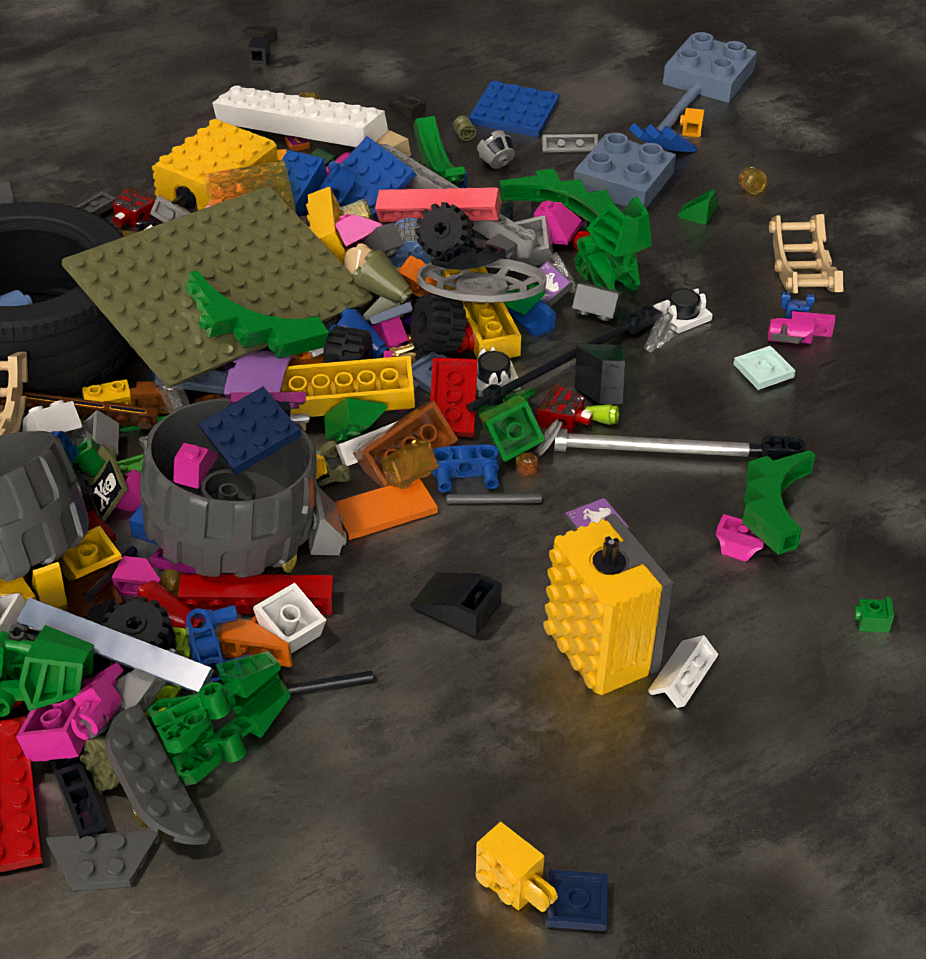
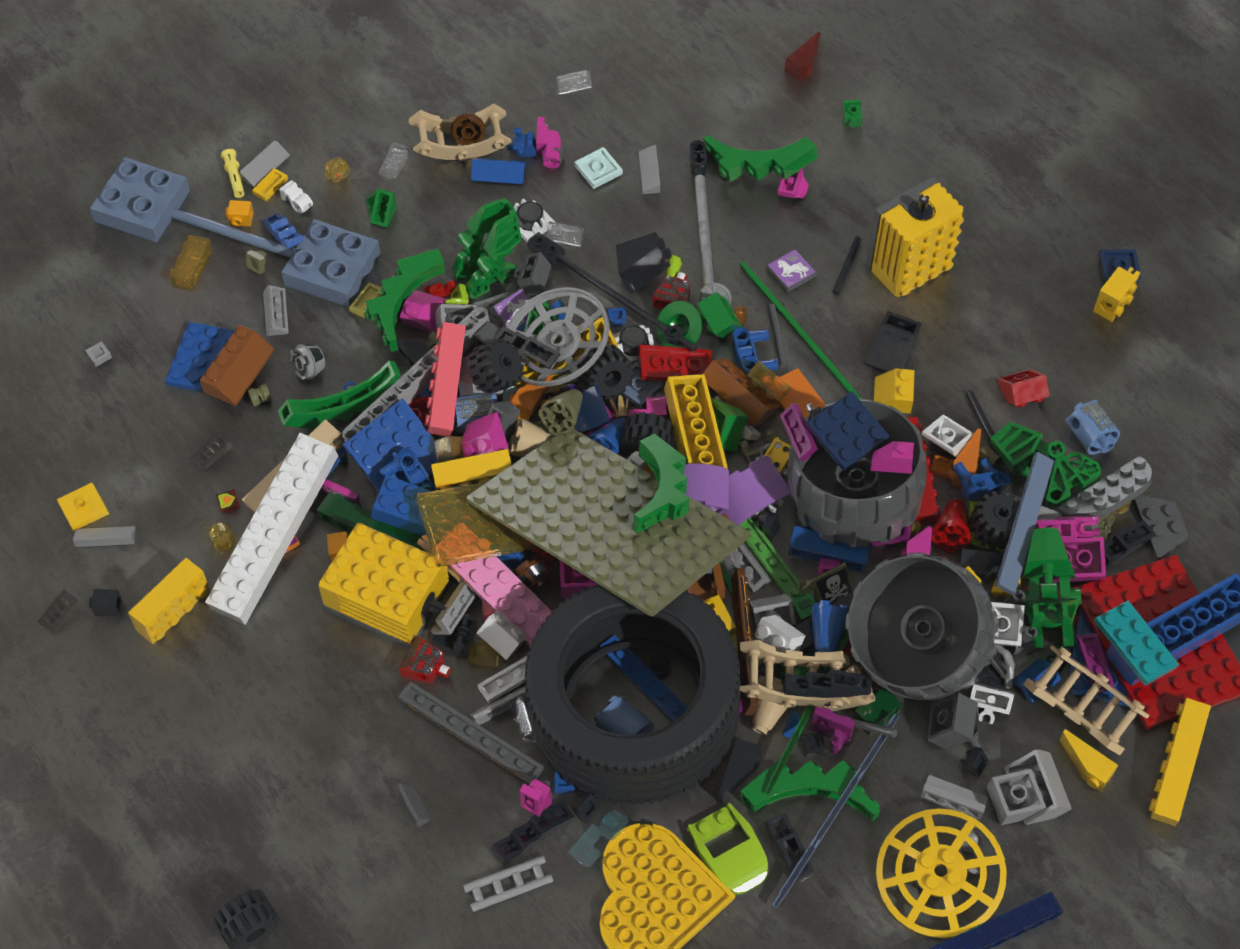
camera: 95 degrees left, 15 degrees up
(242, 68) = (169, 601): none -> yellow brick
(270, 789) = (1093, 427): none -> medium blue cylinder
(329, 52) = (104, 536): none -> light grey slope
(364, 43) = (82, 506): none -> yellow plate
(365, 729) = (1024, 387): none -> red slope
(382, 596) = (895, 389): none -> yellow slope
(494, 522) = (822, 357): none -> green piece
(495, 107) = (236, 366): none -> dark orange slope
(527, 49) = (98, 354): none -> light grey plate
(535, 363) = (616, 316): none -> blue tile
(565, 251) = (459, 296): none -> lime plate
(626, 129) = (256, 261): none -> olive tile
(630, 95) = (191, 263): none -> clear yellow brick
(713, 153) = (299, 200): none -> white leg
(735, 145) = (269, 184): none -> yellow tile
(756, 120) = (232, 166): none -> light yellow pin
(760, 291) = (498, 170): none -> blue panel
(762, 139) = (263, 163): none -> light grey slope
(763, 218) = (396, 150): none -> clear slope
(763, 413) = (649, 170): none -> light grey slope
(807, 256) = (468, 128): none -> reddish brown cone
(903, 356) = (574, 82): none -> clear plate

